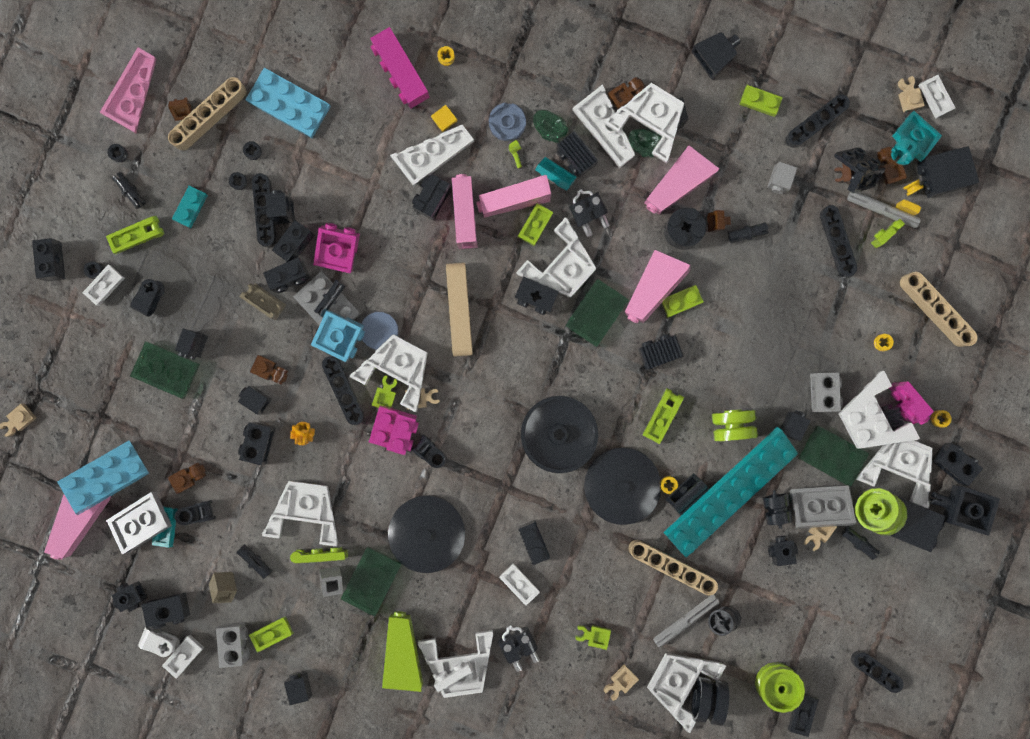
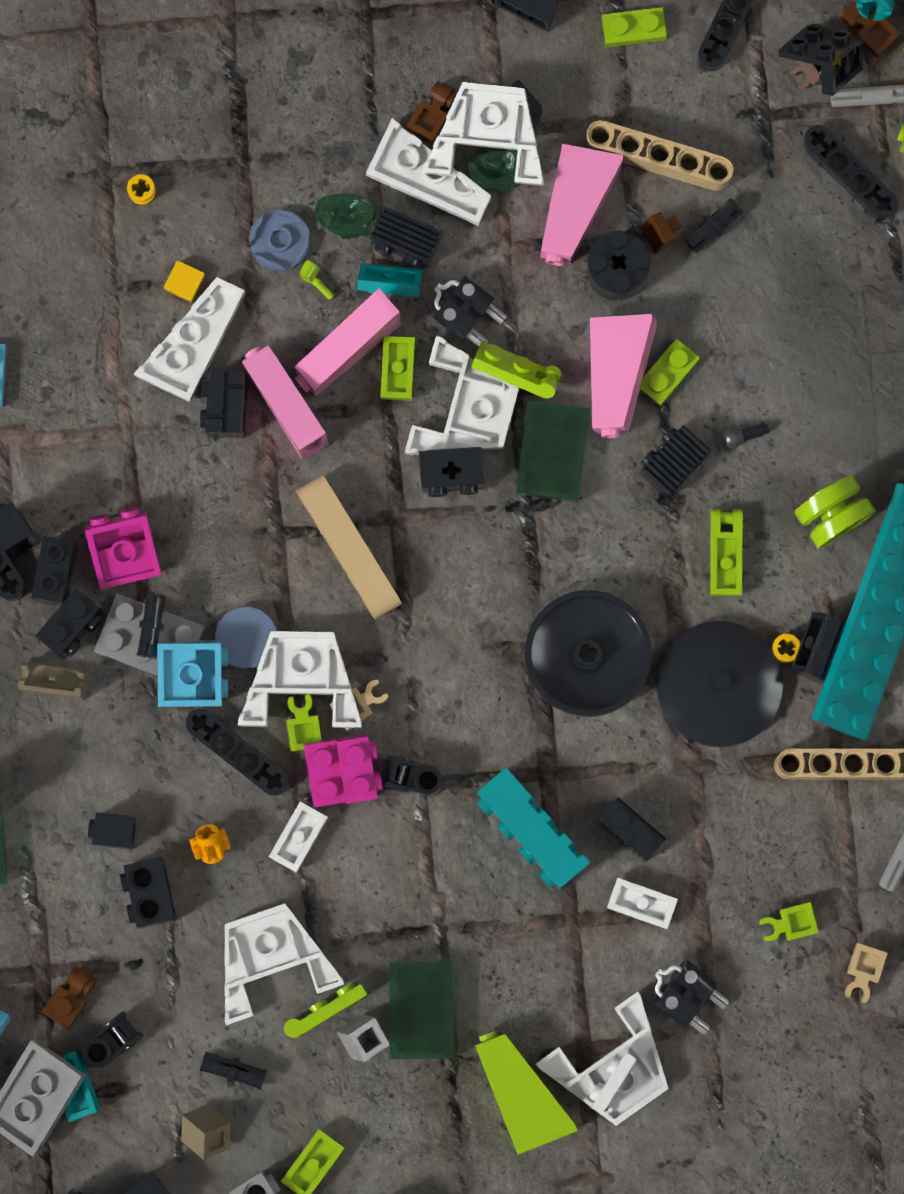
camera: 25 degrees left, 5 degrees down
(265, 369) = (103, 777): reddish brown plate -> none
(352, 453) = (298, 837): none -> white plate
(399, 67) = (83, 241): dark pink brick -> none
(426, 534) = (468, 900): black dish -> none
(480, 515) = (531, 829): none -> teal wedge
(600, 258) = (517, 370): none -> lime plate
(700, 355) = (735, 437): none -> piece
(747, 180) = (675, 152): none -> tan beam
(781, 178) = (721, 123): light grey brick -> none

